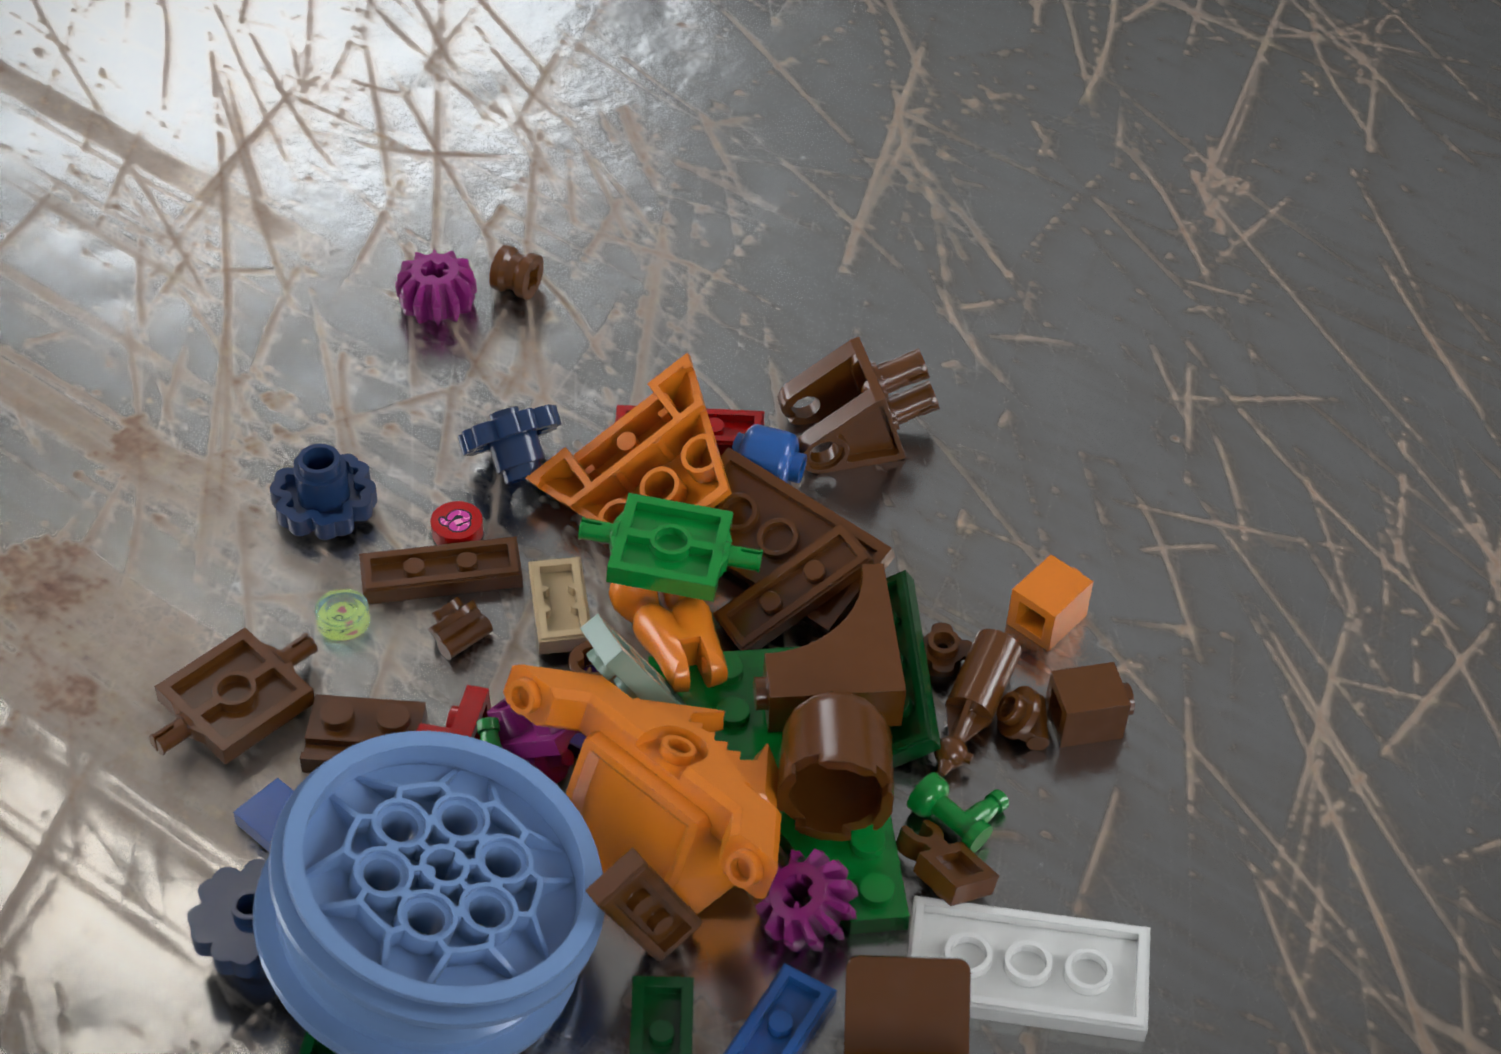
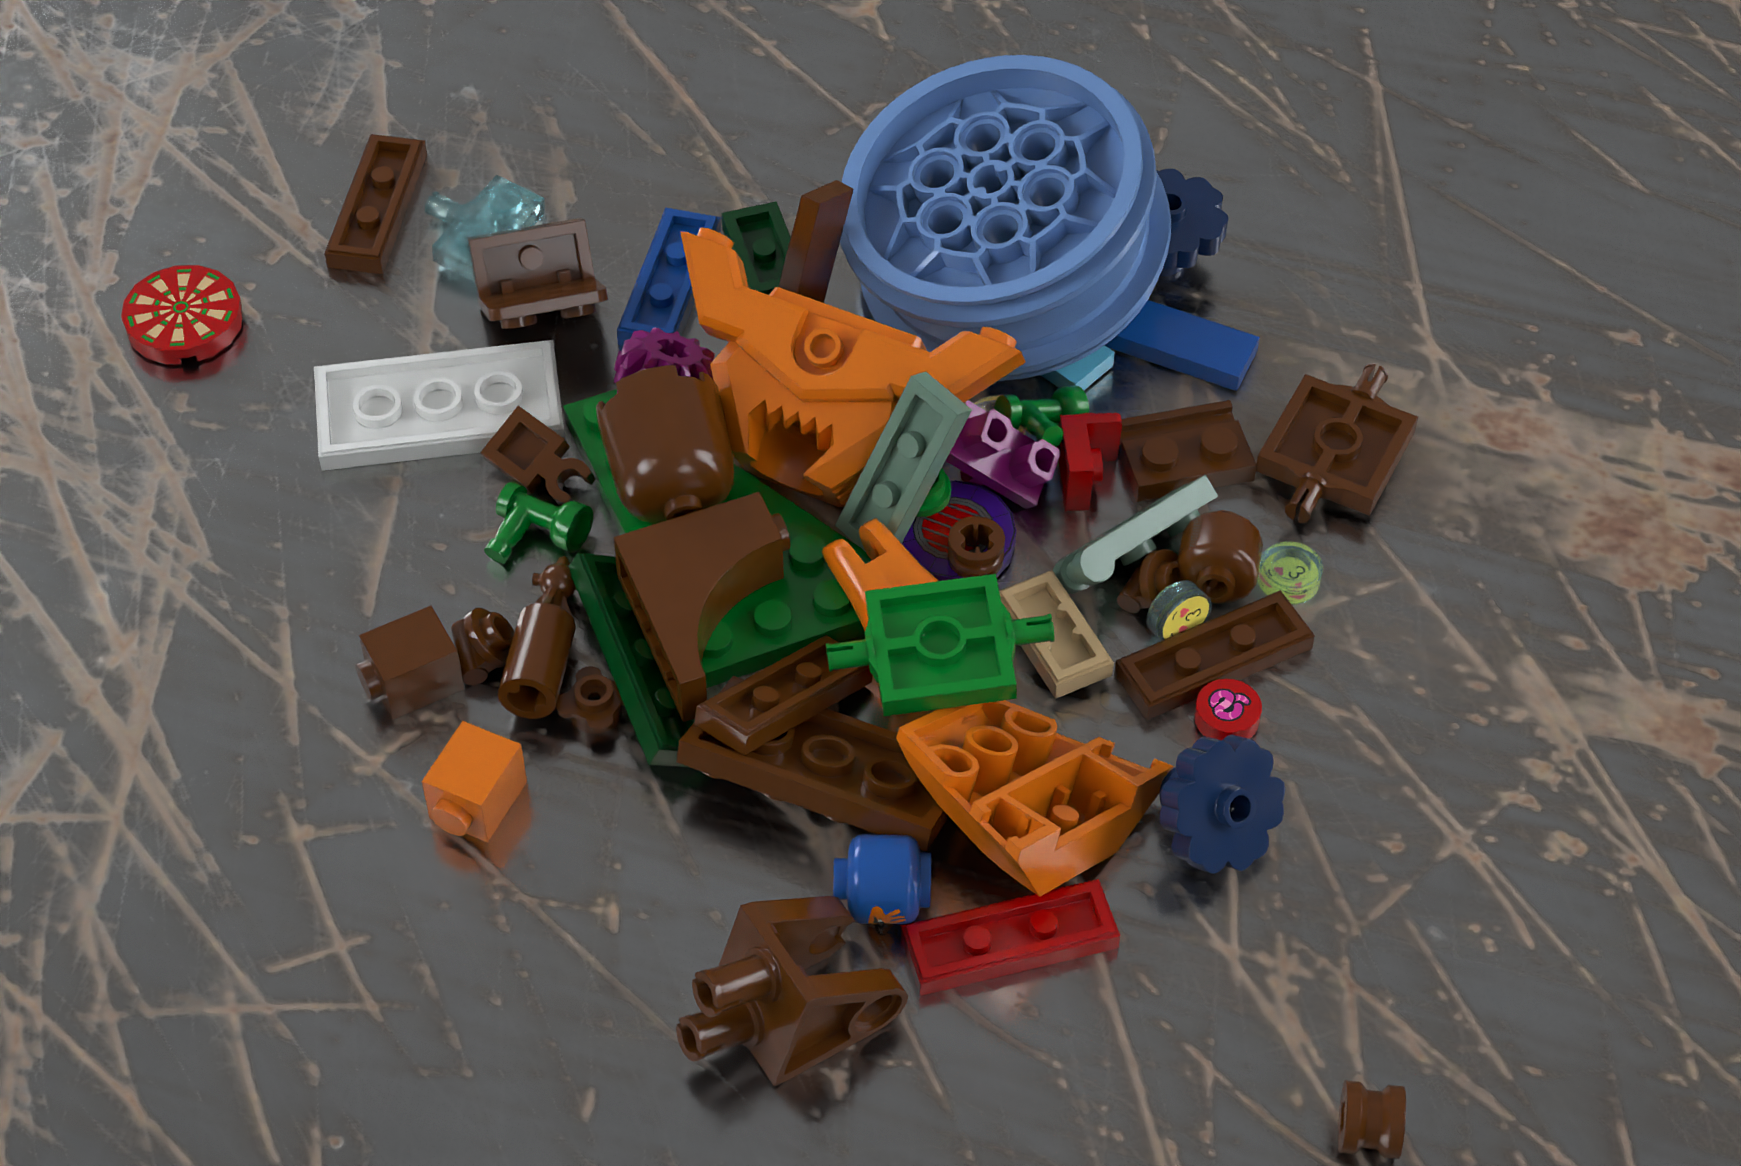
camera: 165 degrees right, 5 degrees up
(323, 493) = (1403, 696): dark blue plant -> none
(398, 615) = (1221, 552): none -> reddish brown head
(436, 287) = (1466, 1054): magenta gear -> none
(454, 653) = (1133, 536): none -> sand green plate
(455, 582) = (1178, 609): none -> tile

